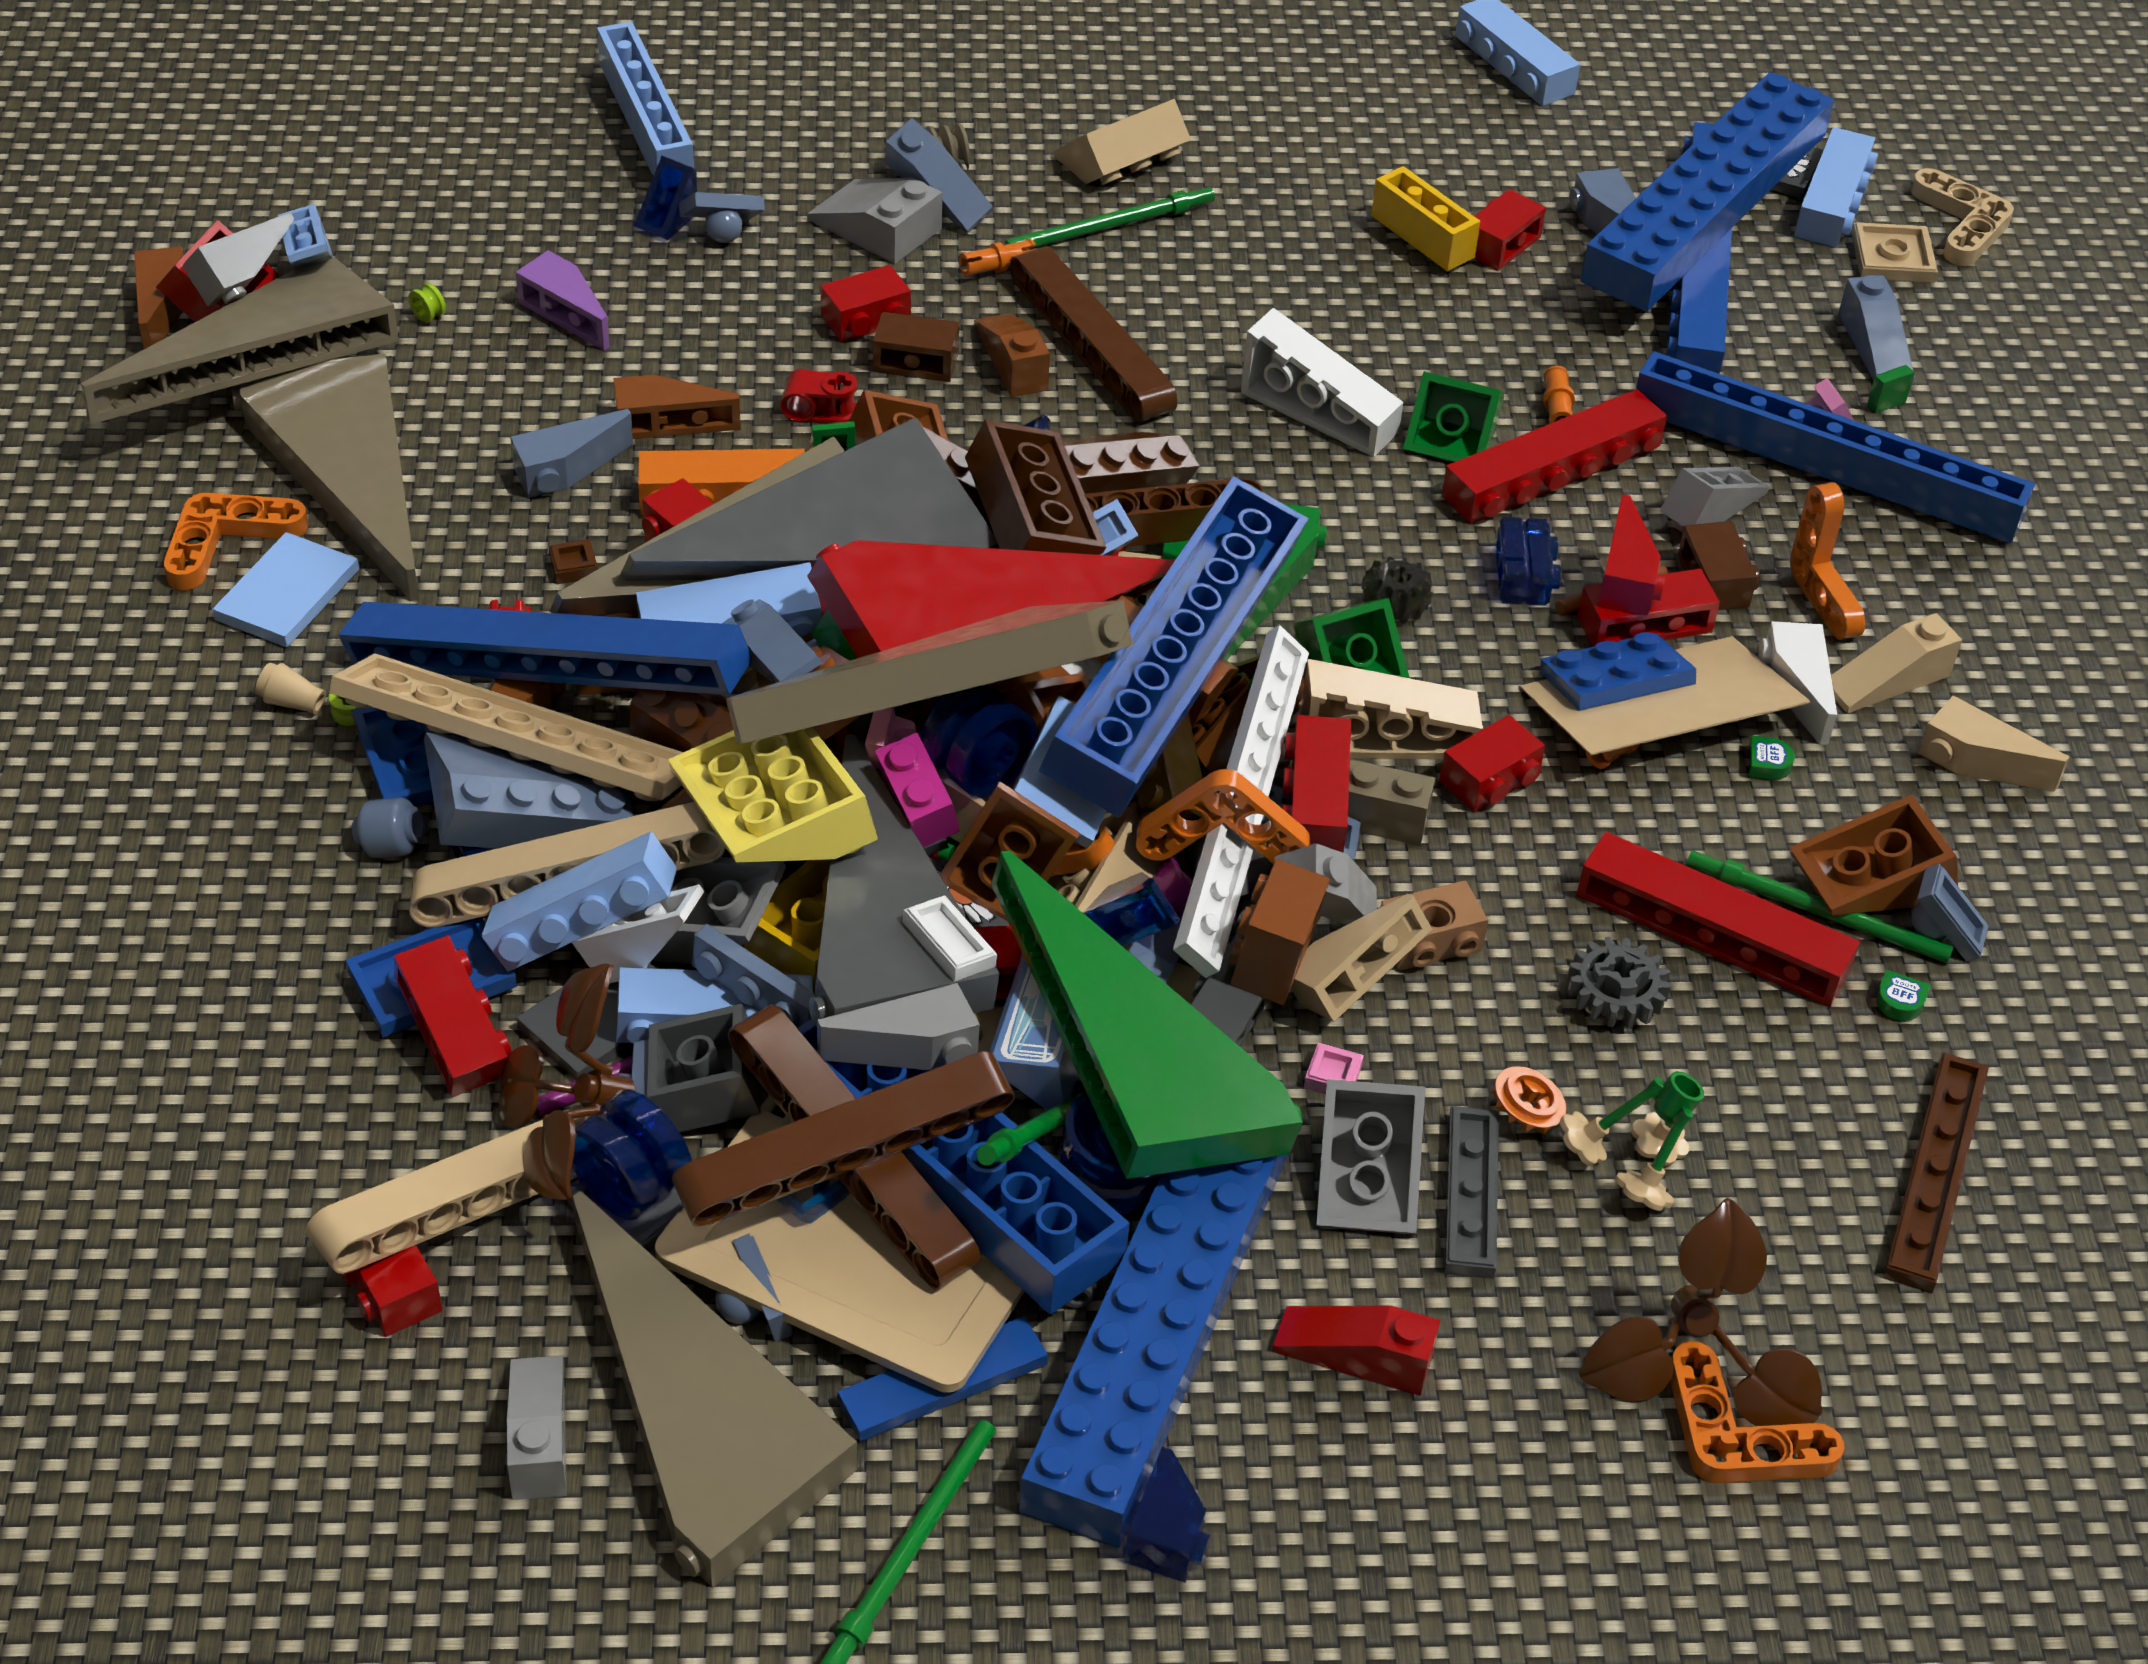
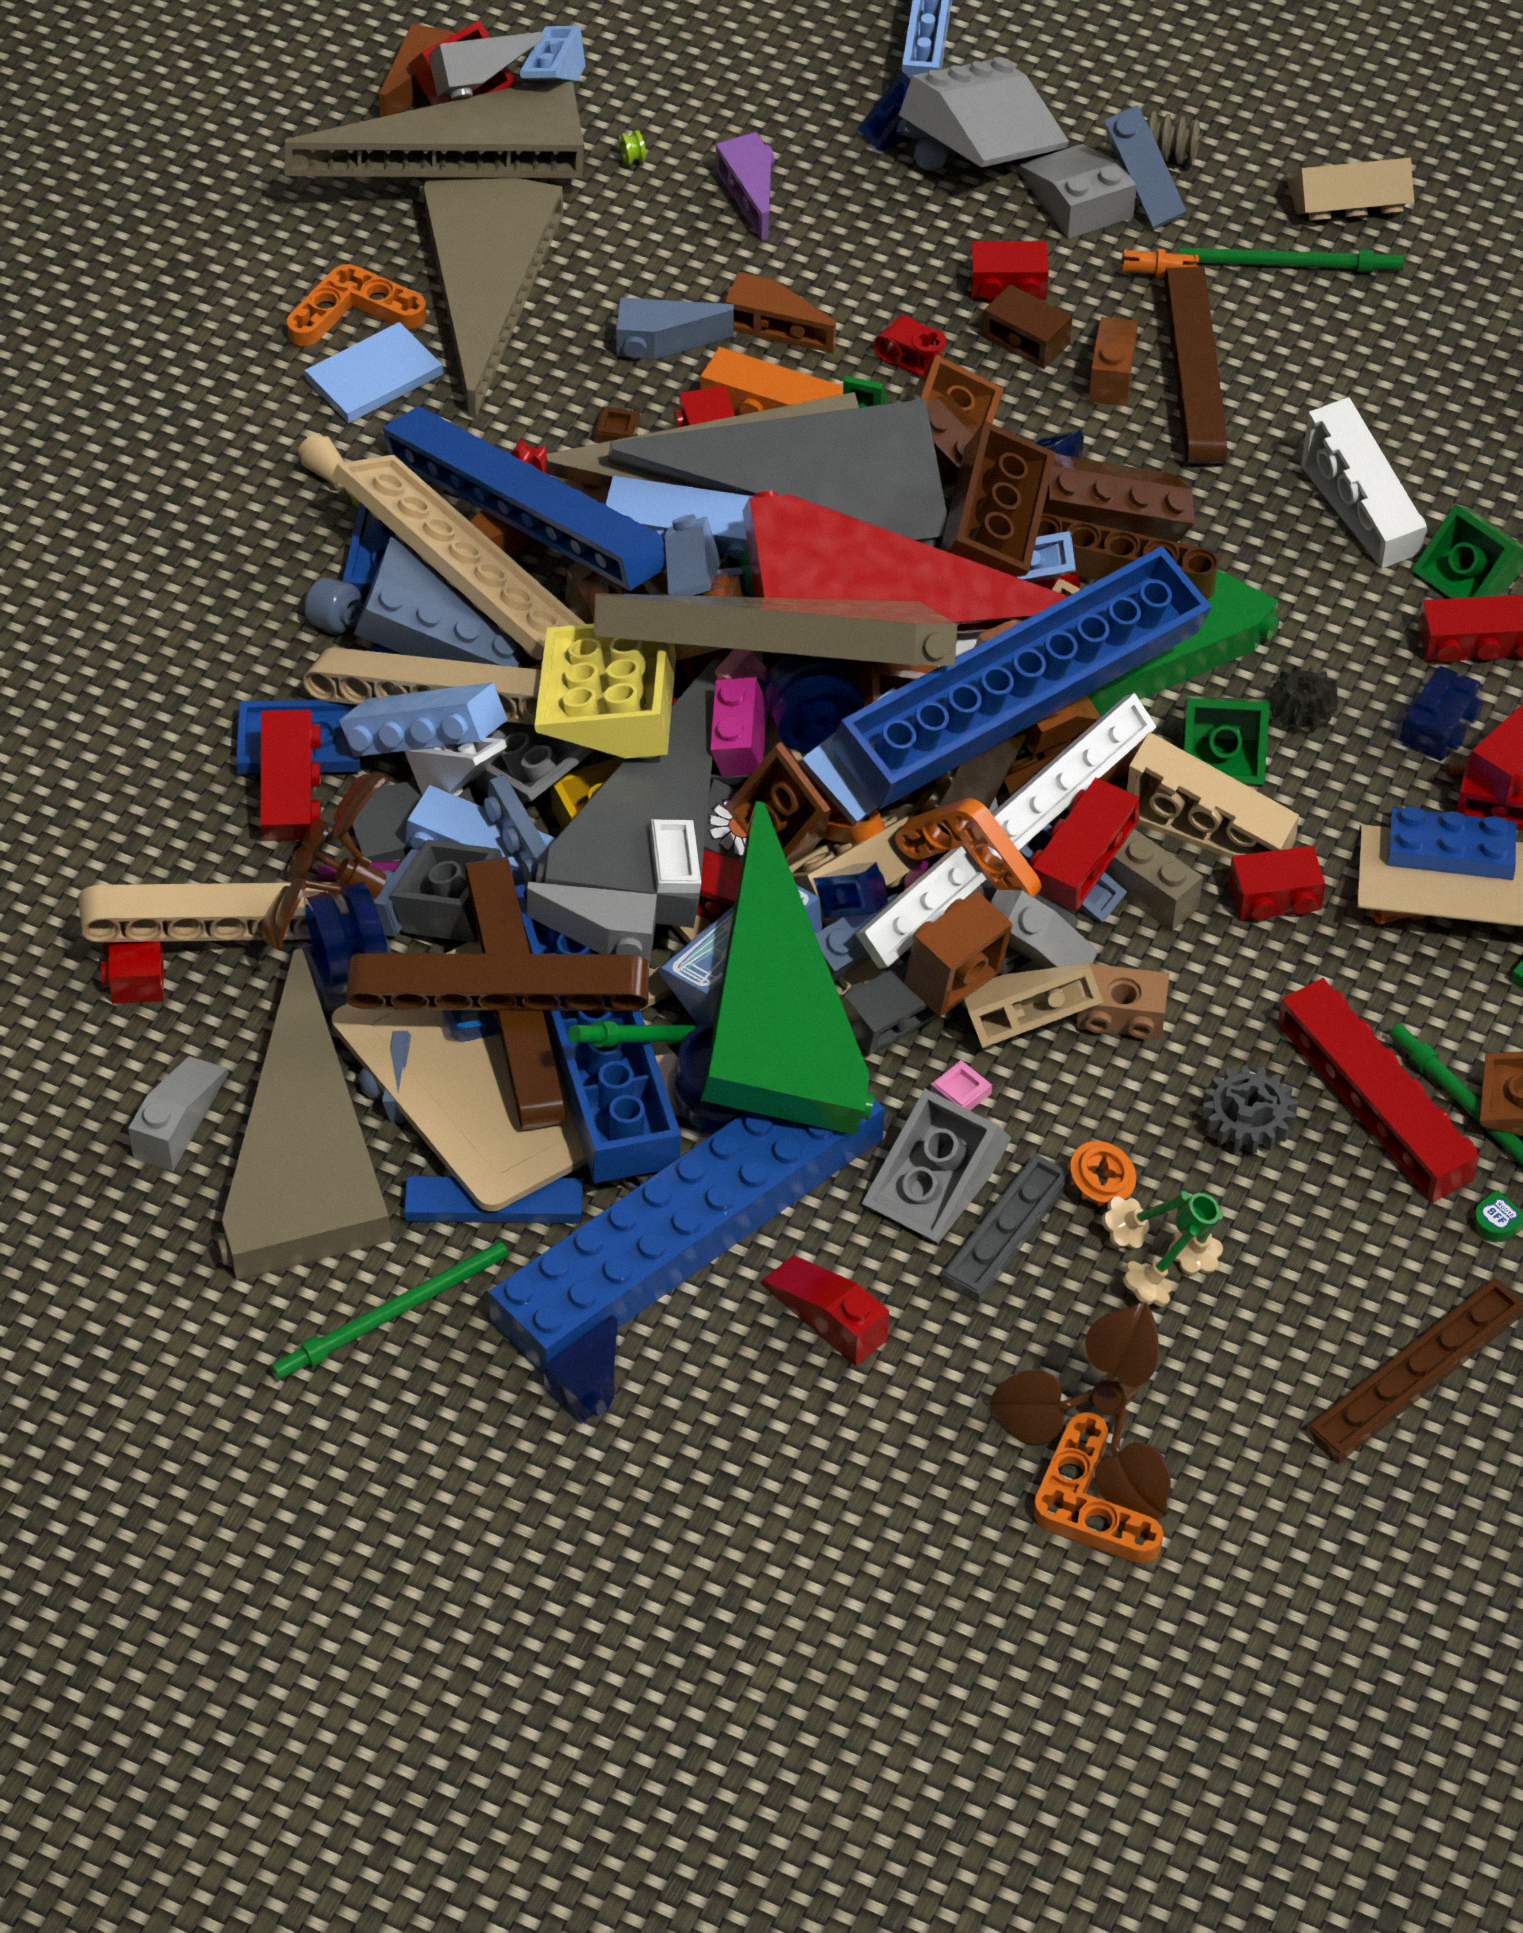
camera: 30 degrees right, 5 degrees up
(757, 170) = (983, 112): none -> light grey slope

